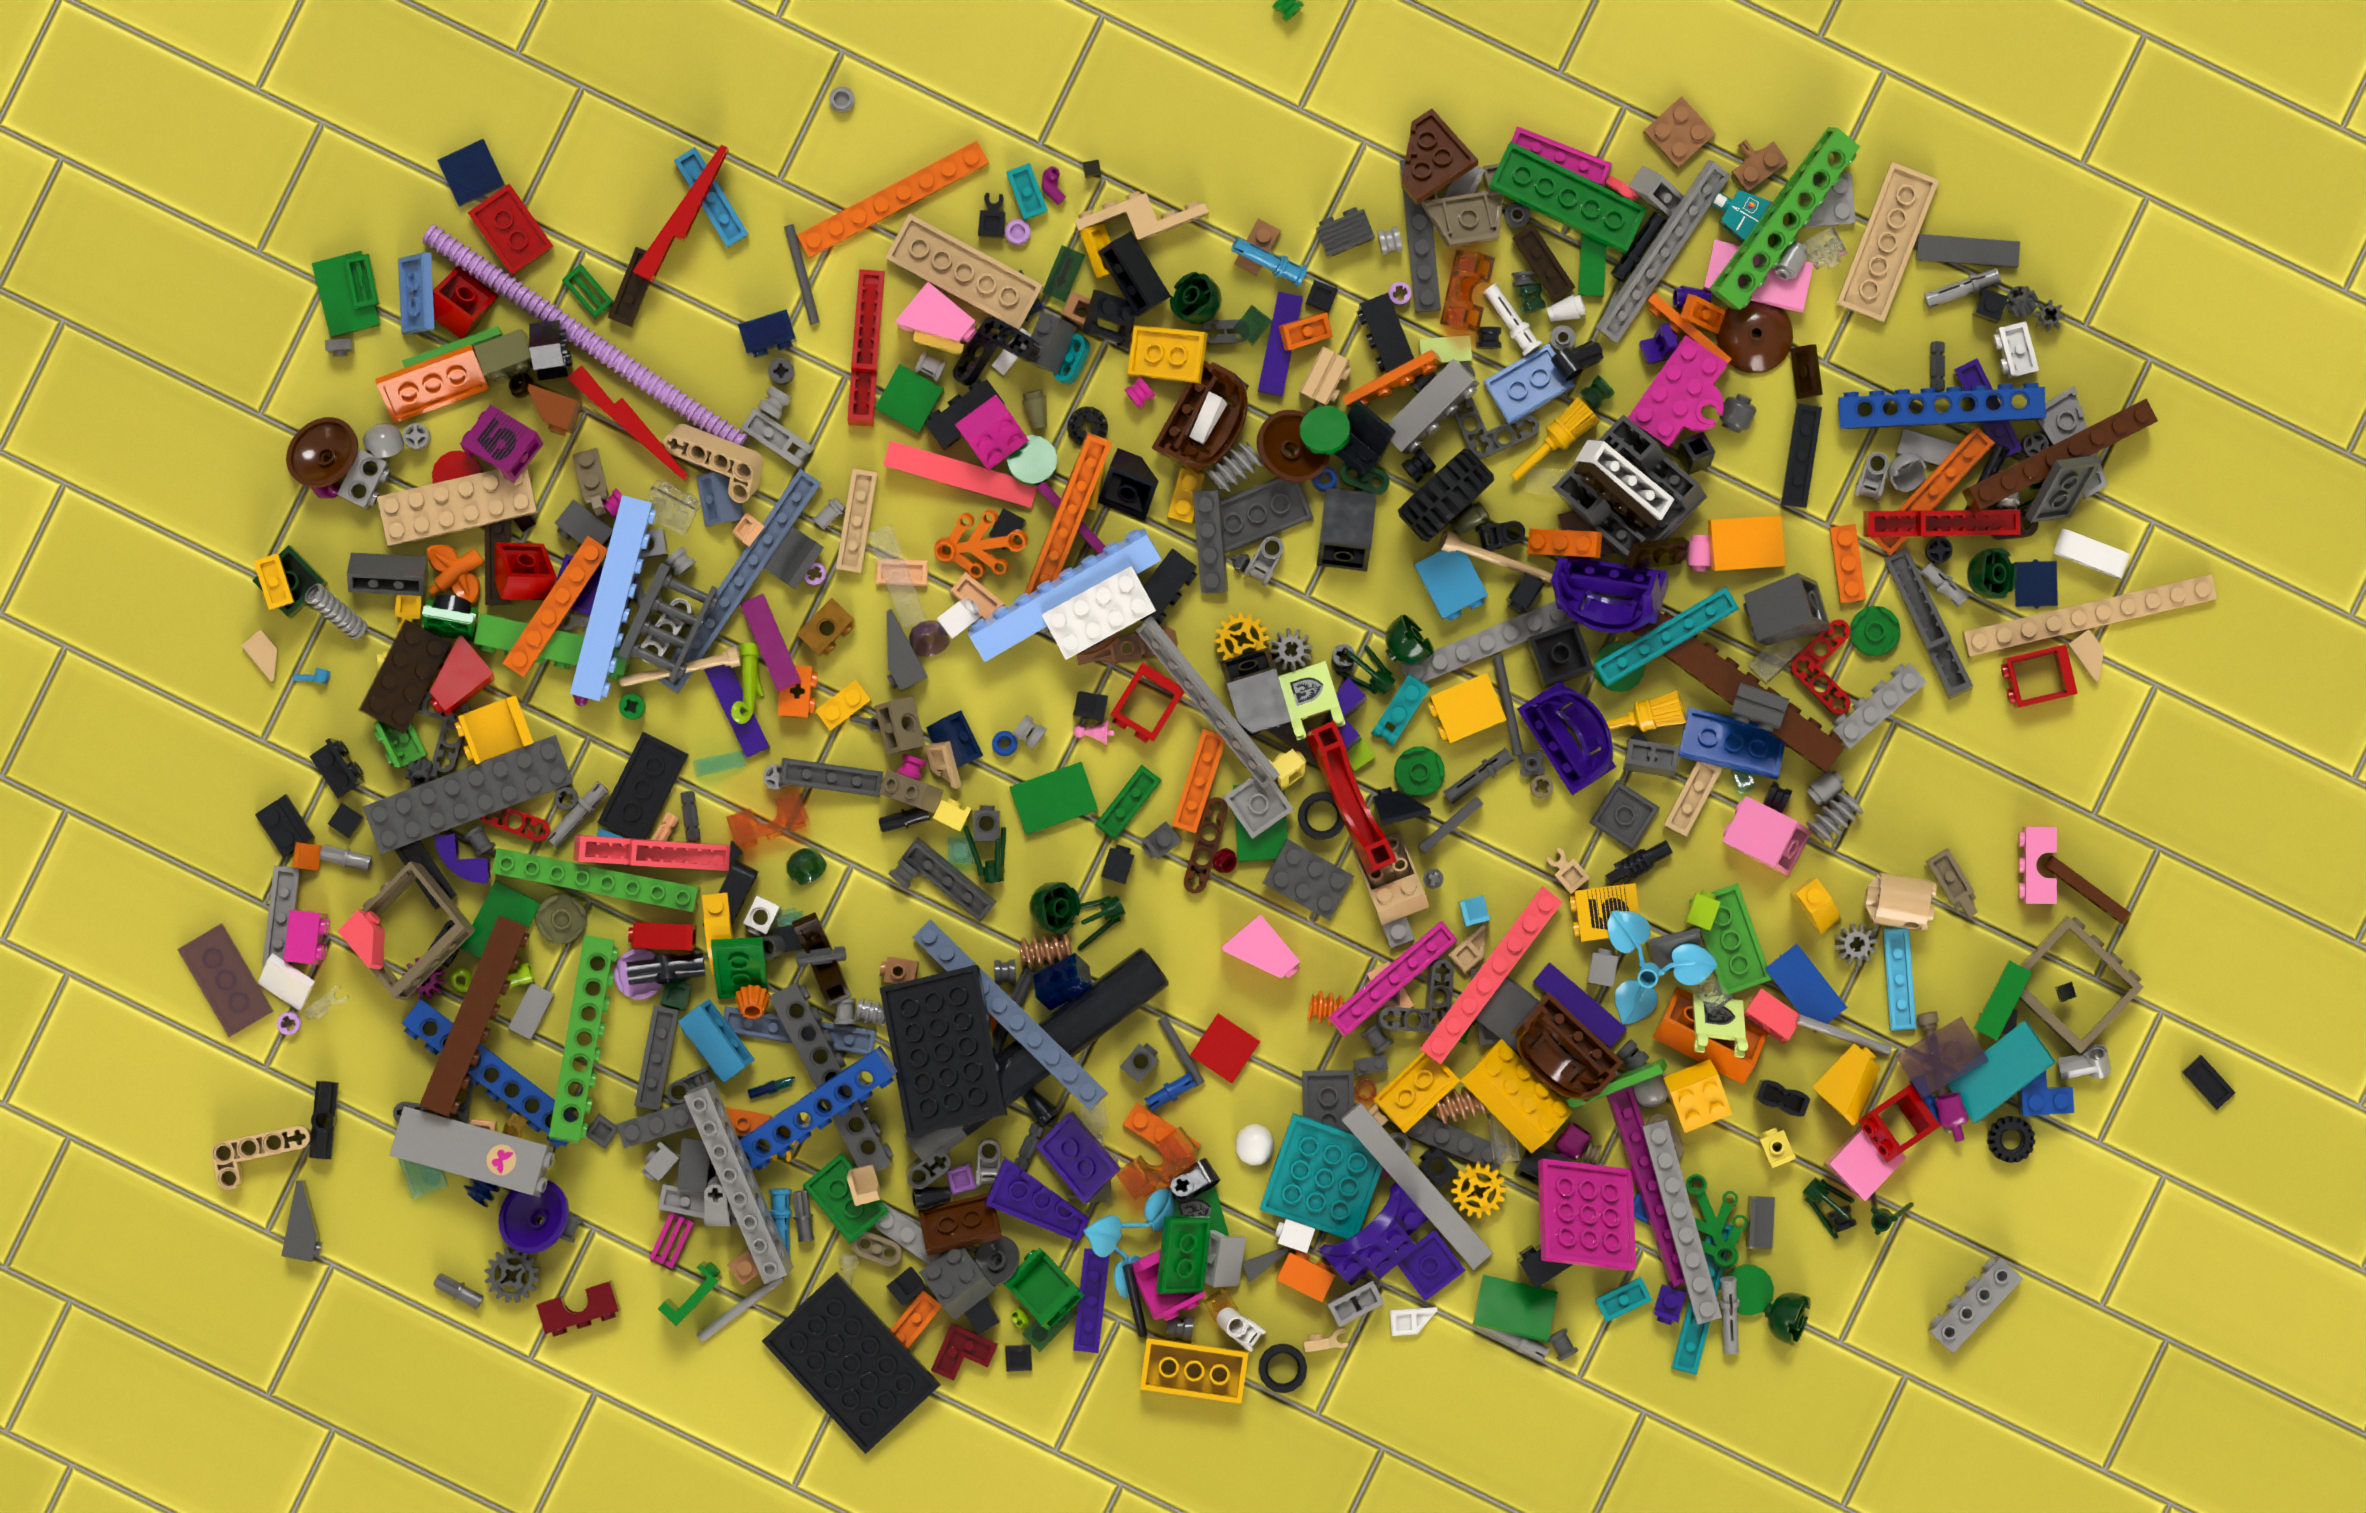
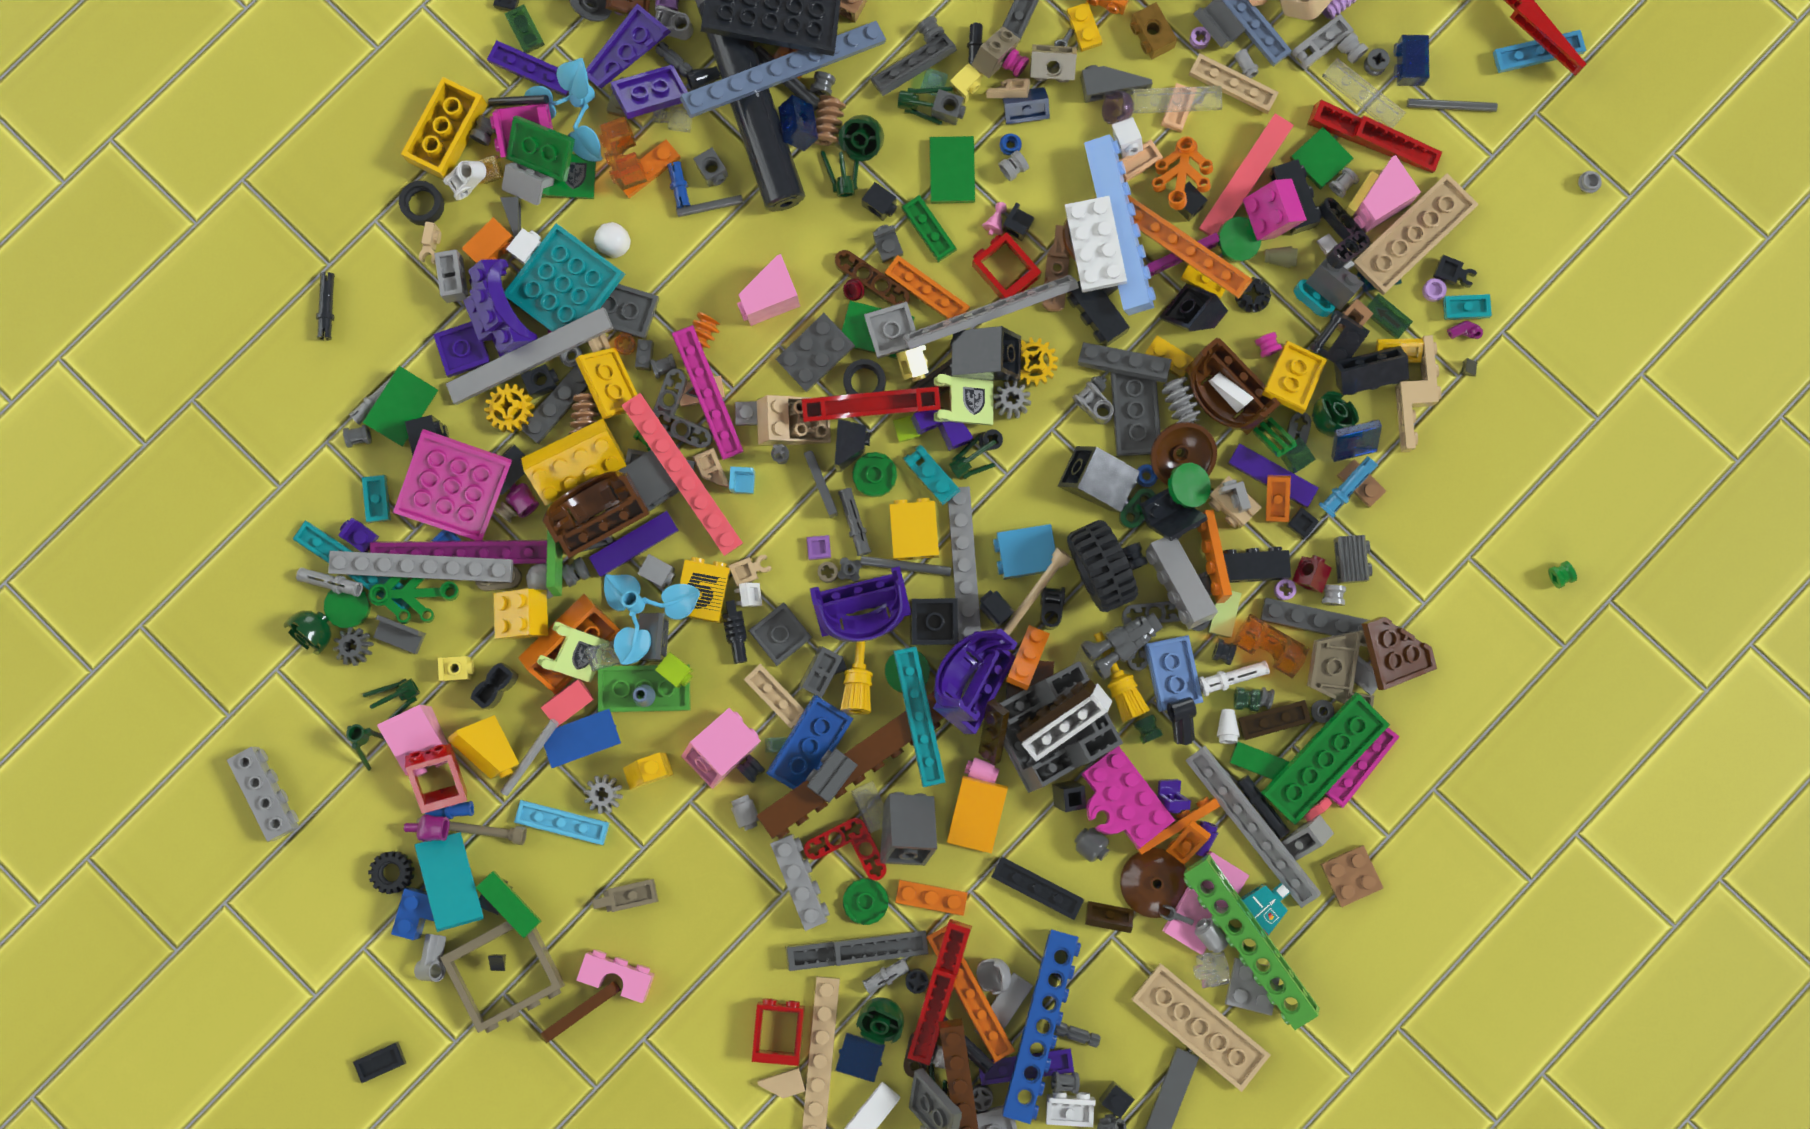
camera: 115 degrees right, 5 degrees down
(821, 374) = (1363, 94): none -> clear tile
(893, 199) = (1493, 198): orange plate -> none
(1019, 1318) = (538, 9): lime rock -> none
(1044, 1288) = (553, 32): green panel -> none
(1197, 1179) = (599, 182): piece -> none
(1217, 267) = (1356, 440): none -> tile
(1225, 1048) = (699, 241): red tile -> none
(1252, 340) = (1266, 427): none -> green tile
(1322, 373) = (1240, 498): none -> light grey bracket
(1375, 270) = (1312, 573): none -> dark red brick
(1406, 642) = (987, 496): dark green cylinder -> none
(1410, 1320) = (423, 319): white tile -> none
(1431, 1431) = (325, 314): none -> black pin
(1470, 518) = (1074, 586): olive cone -> none
(1503, 1142) = (536, 439): clear tile -> none
(1514, 445) = (1124, 640): none -> dark grey piece
(1518, 805) = (818, 547): none -> medium lavender tile
(1562, 345) = (1211, 715): light grey plate -> none
(1594, 860) = (750, 595): none -> white tile
(1732, 935) = (648, 698): none -> sand blue cone
(1758, 164) = (1303, 935): medium nougat plate -> none
(1783, 303) = (1174, 915): none -> dark grey hand
(1798, 1271) = (347, 653): none -> dark grey gear
(1836, 816) = (716, 812): light grey piece -> none
(1839, 1222) = (370, 698): black wheel -> none
(1872, 478) = (998, 943): light grey piece -> none
(1900, 901) = (625, 844): tan cylinder -> none
(1942, 1058) = (479, 835): tile -> none
(1967, 286) = (1139, 1080): light grey pin -> none
(1990, 364) = (1065, 1082): none -> dark grey bush

